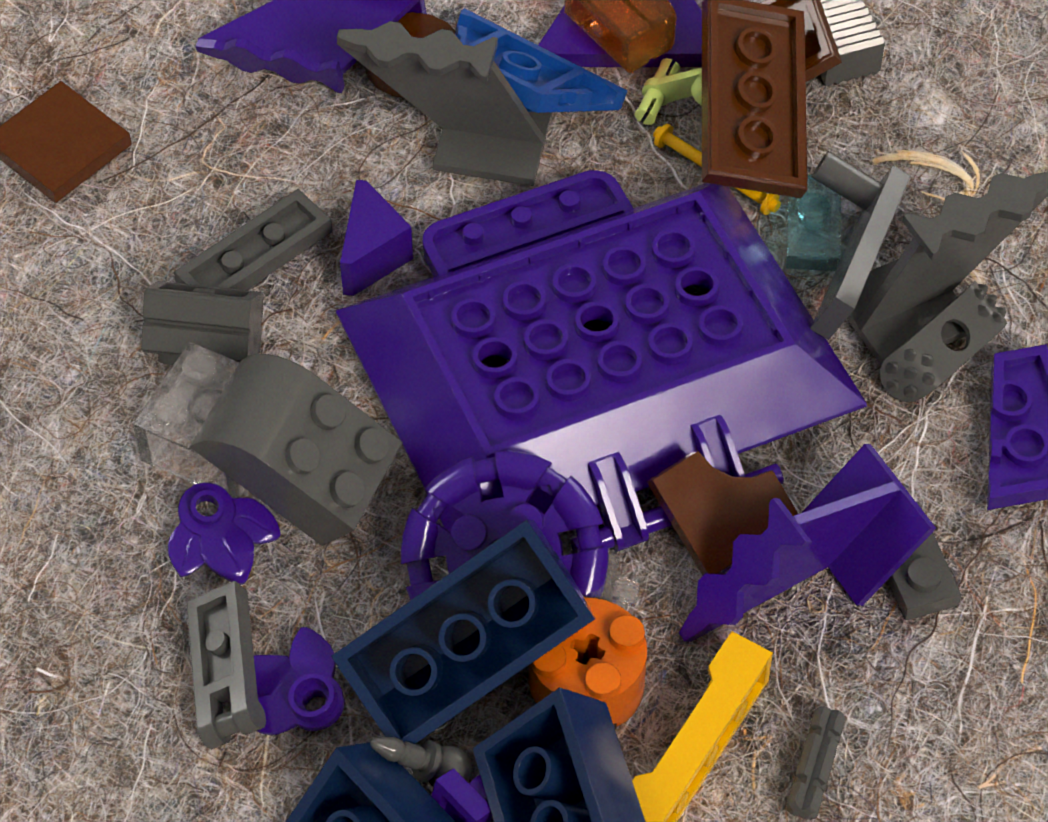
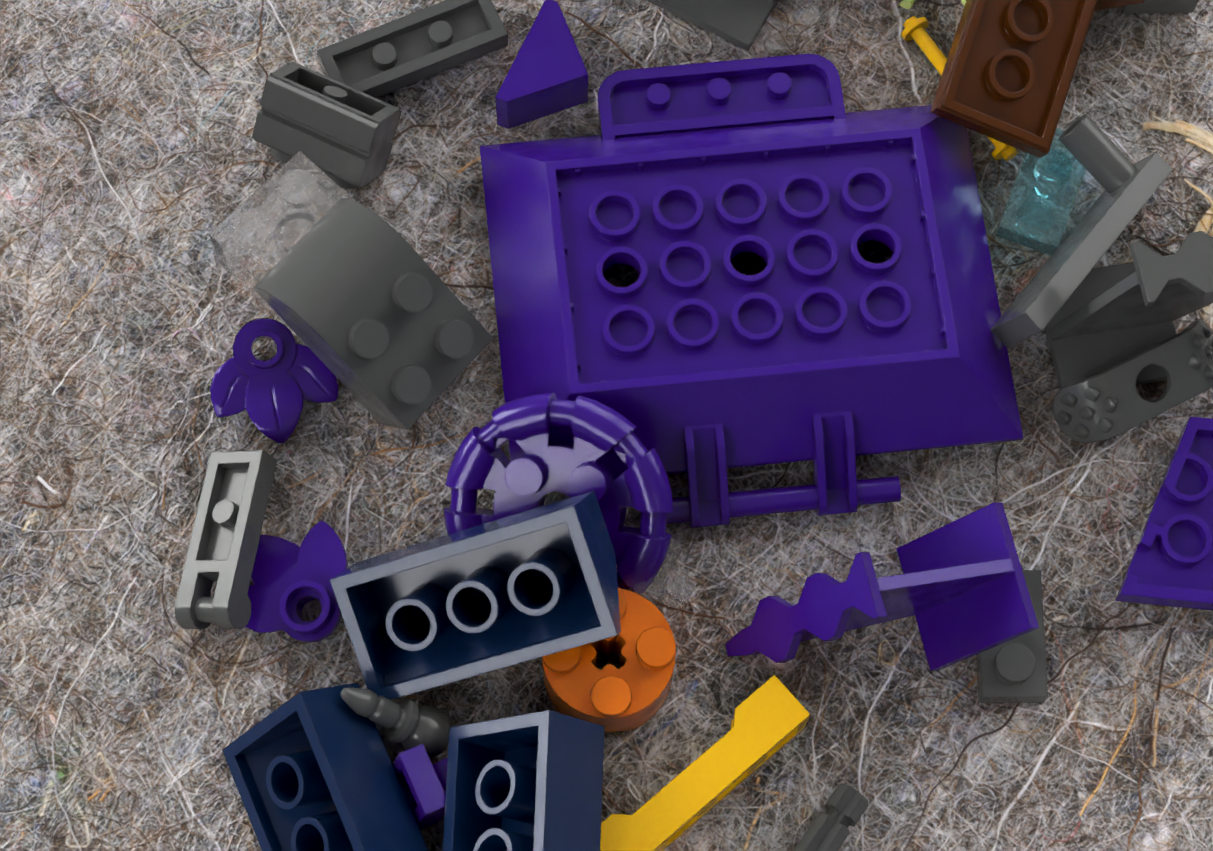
camera: 15 degrees right, 15 degrees up
(715, 508) = (814, 523): reddish brown tile -> none

